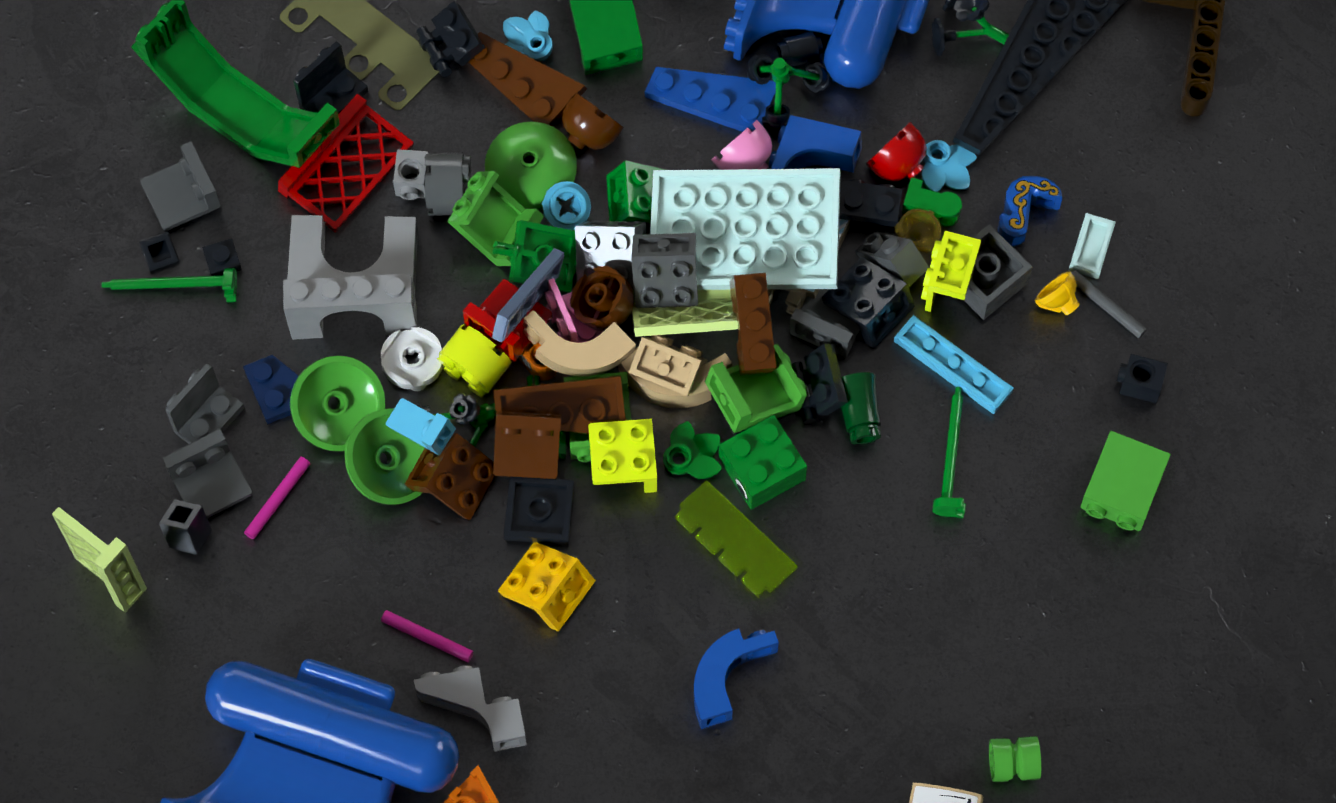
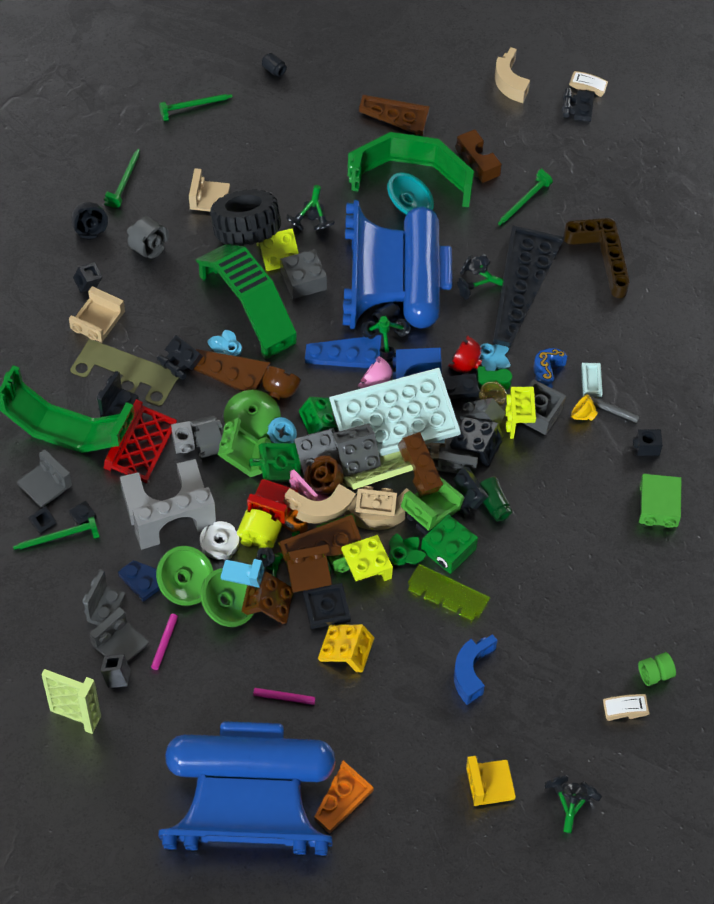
camera: 20 degrees left, 10 degrees down
(463, 693) = (320, 722): light grey arch -> none
(527, 295) = (282, 482): sand blue tile -> none
(946, 505) = (564, 540): green piece -> none
(953, 364) = (537, 463): medium azure tile -> none

